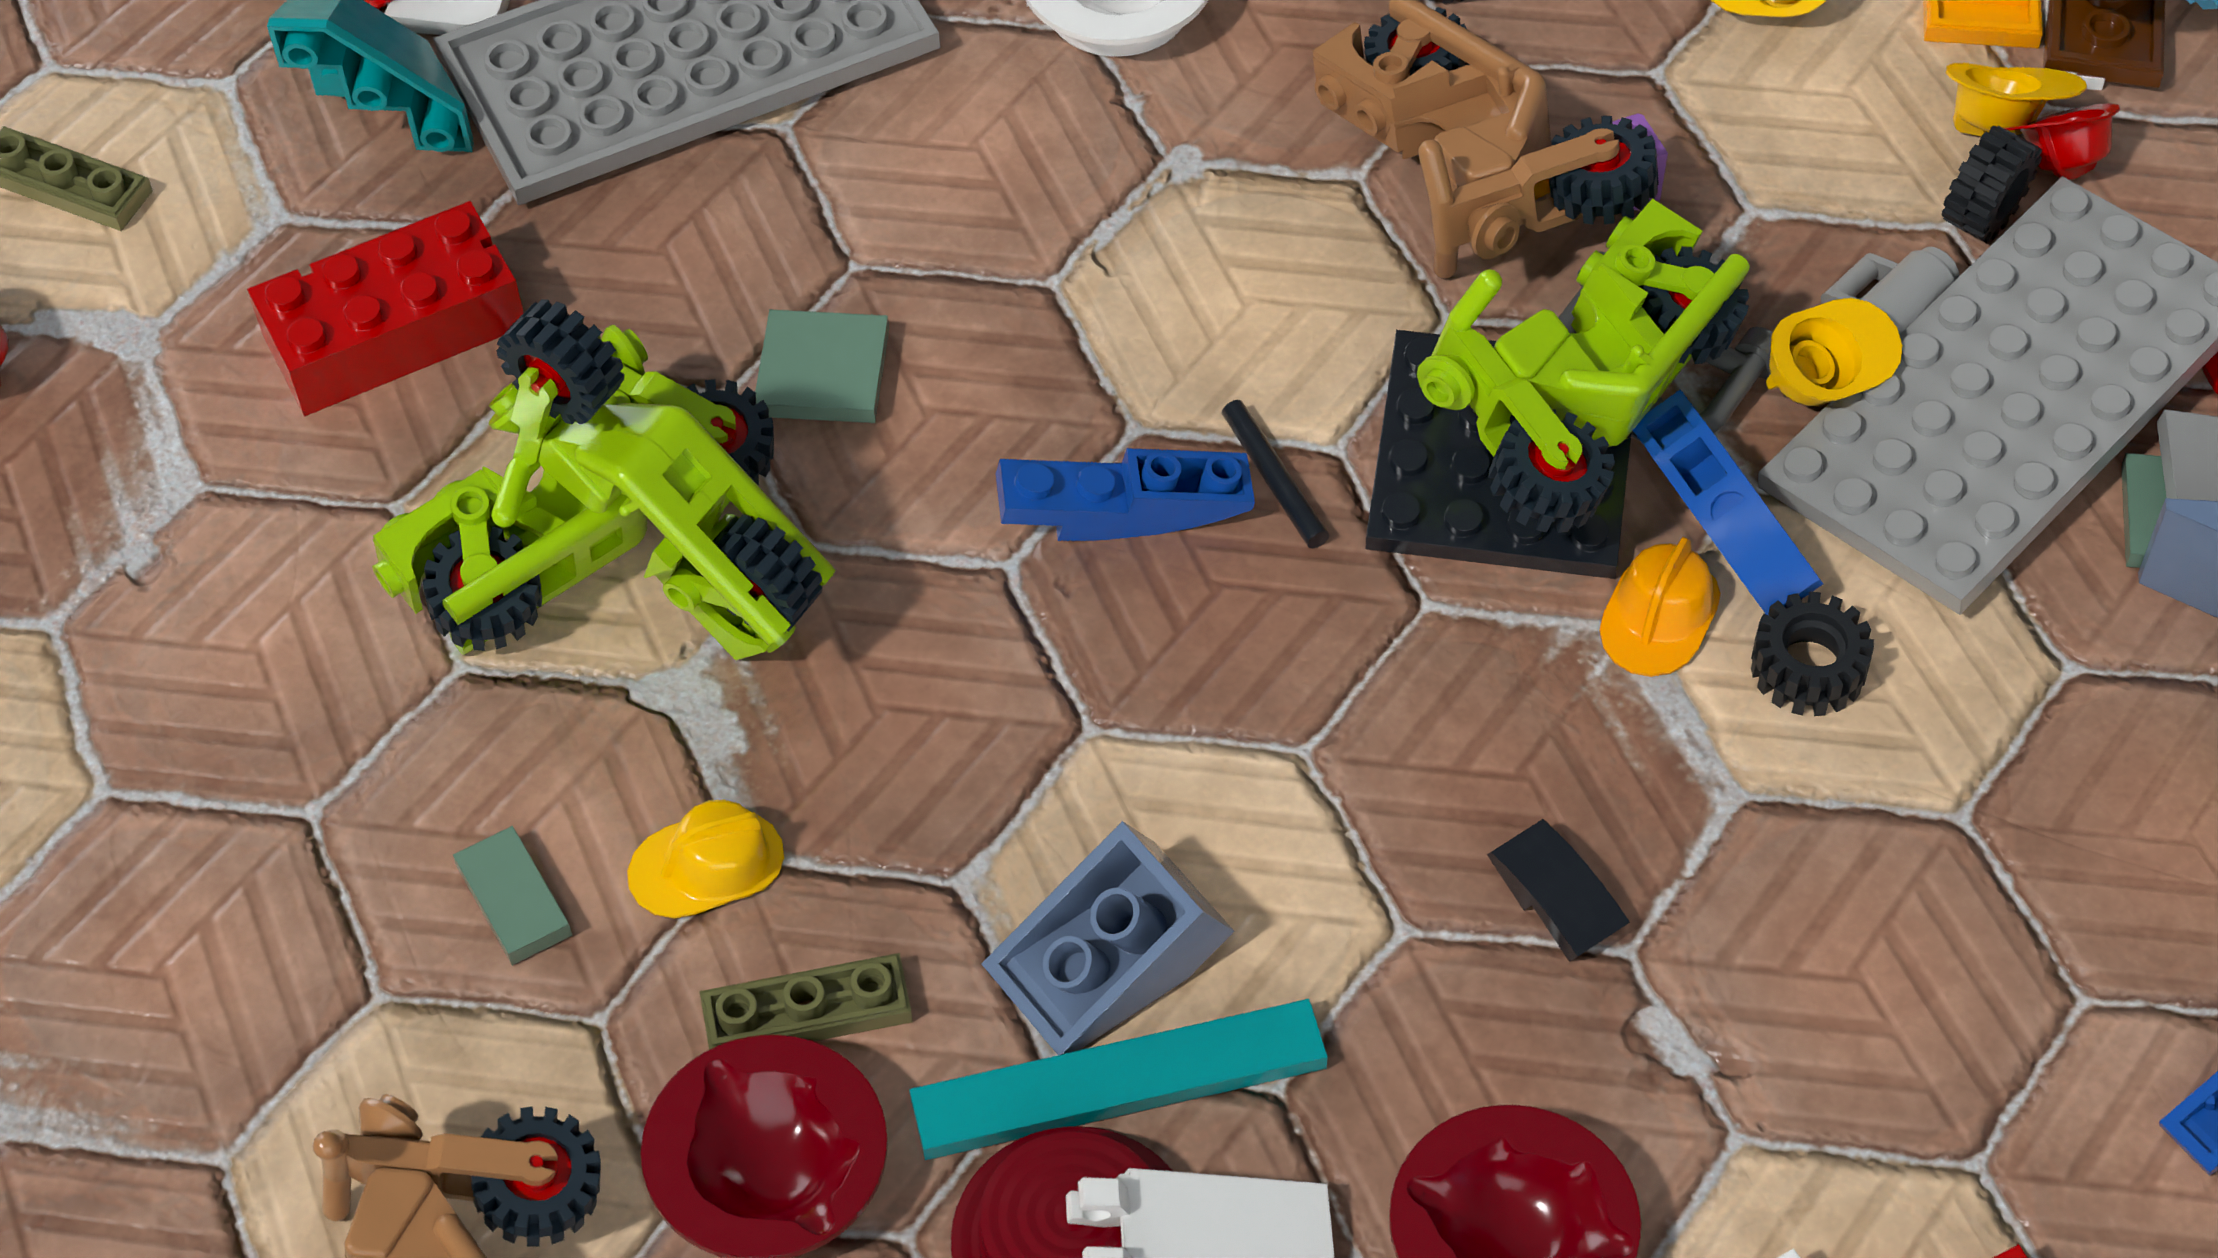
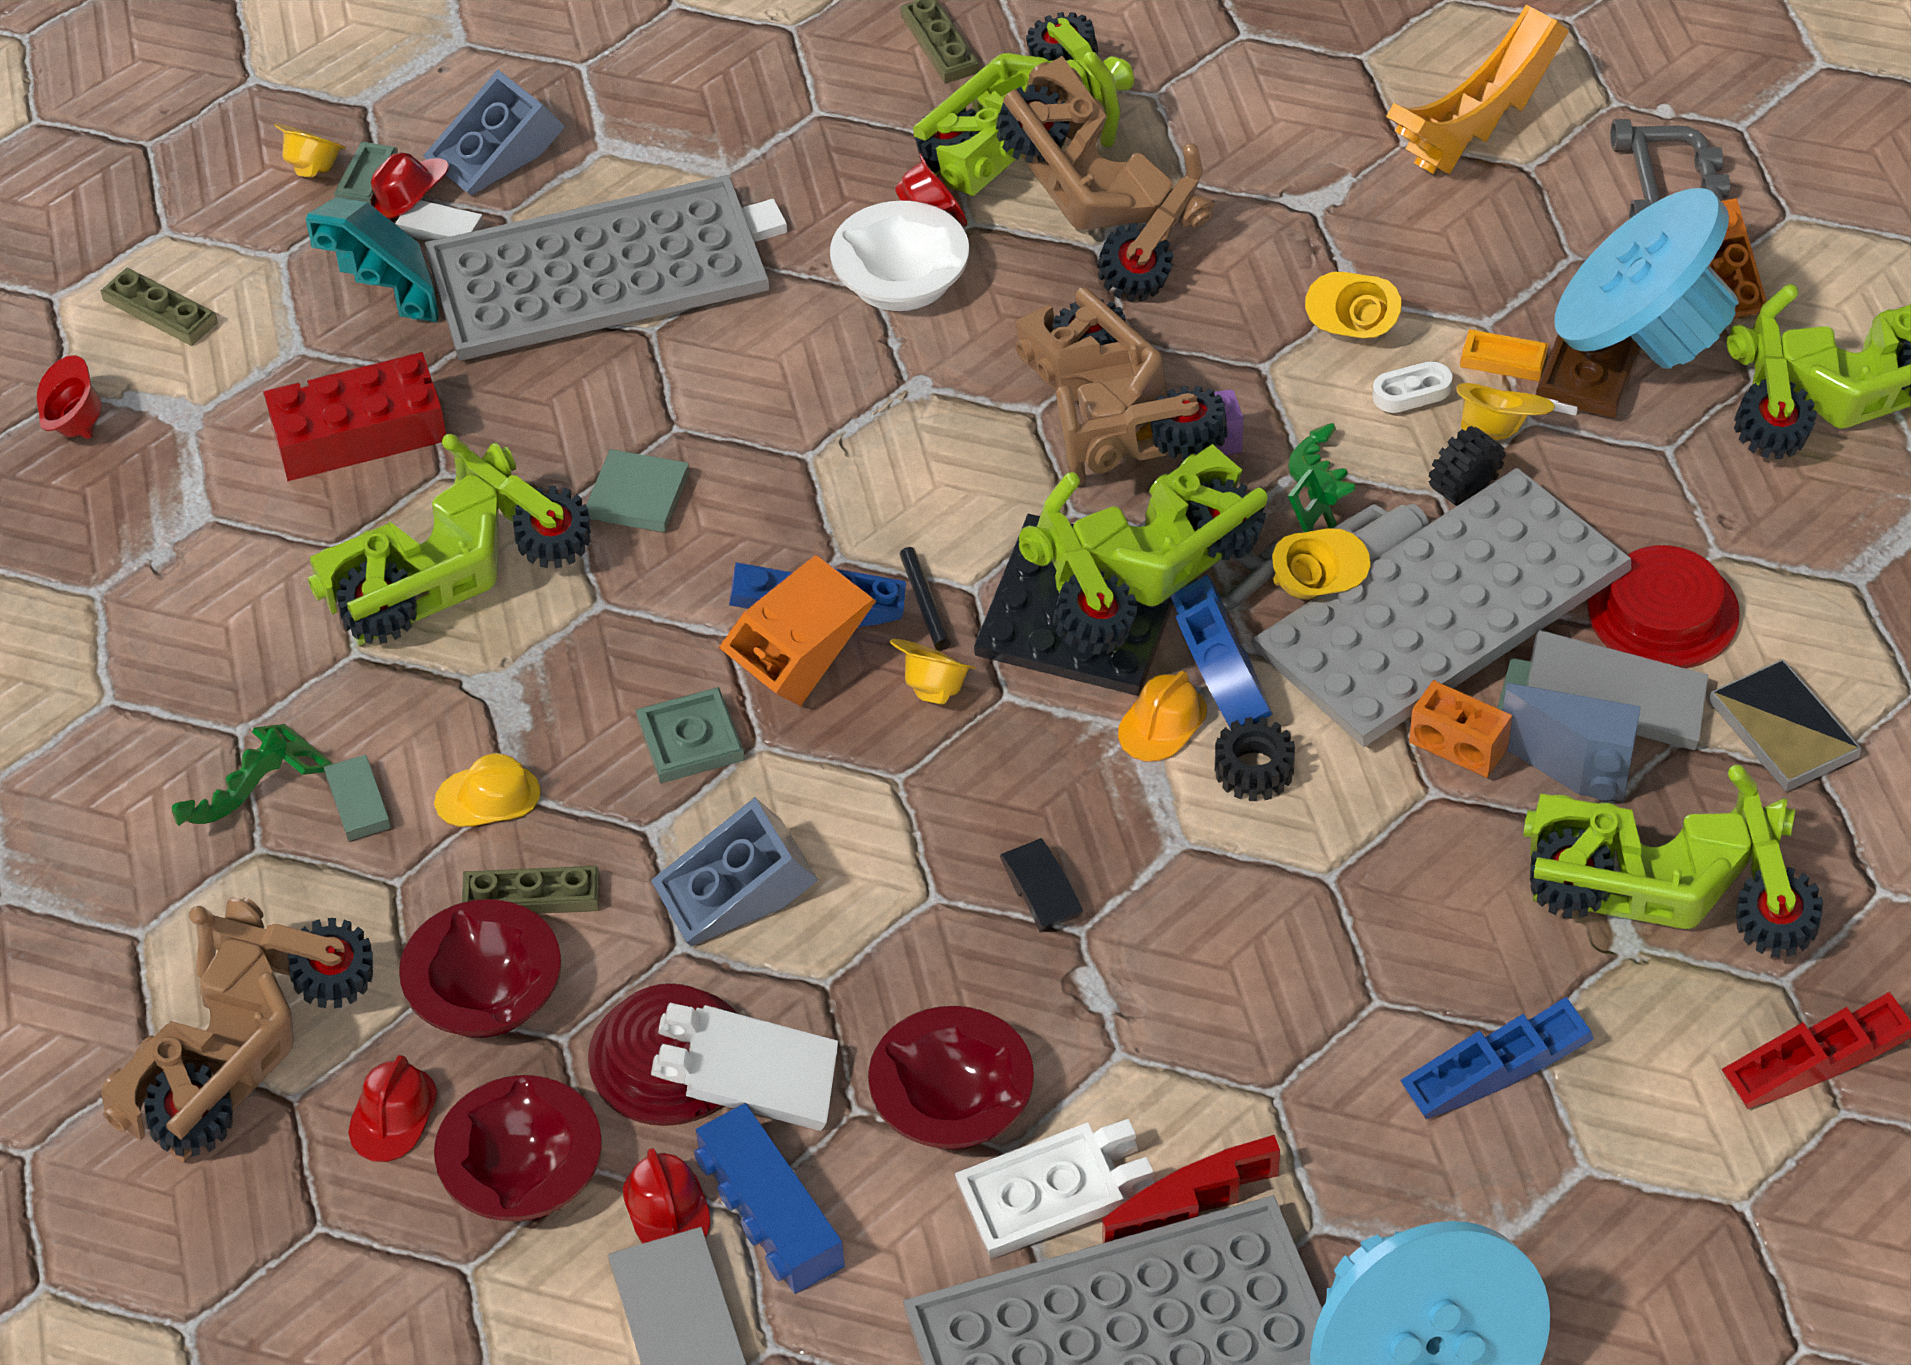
camera: 10 degrees right, 5 degrees down
(350, 871) = (254, 766): none -> green piece
(736, 576) = (542, 613): lime piece -> none
(985, 728) = (689, 735): none -> sand green tile
(1117, 548) = (798, 629): none -> orange slope
(1118, 1078) = (722, 961): teal tile -> none
(1317, 586) = (931, 672): none -> yellow piece
(1796, 236) = (1323, 485): none -> green piece
(1870, 80) = (1412, 387): none -> white plate
(2072, 139) = (1533, 447): red piece -> none
(2096, 570) = (1460, 728): none -> orange brick

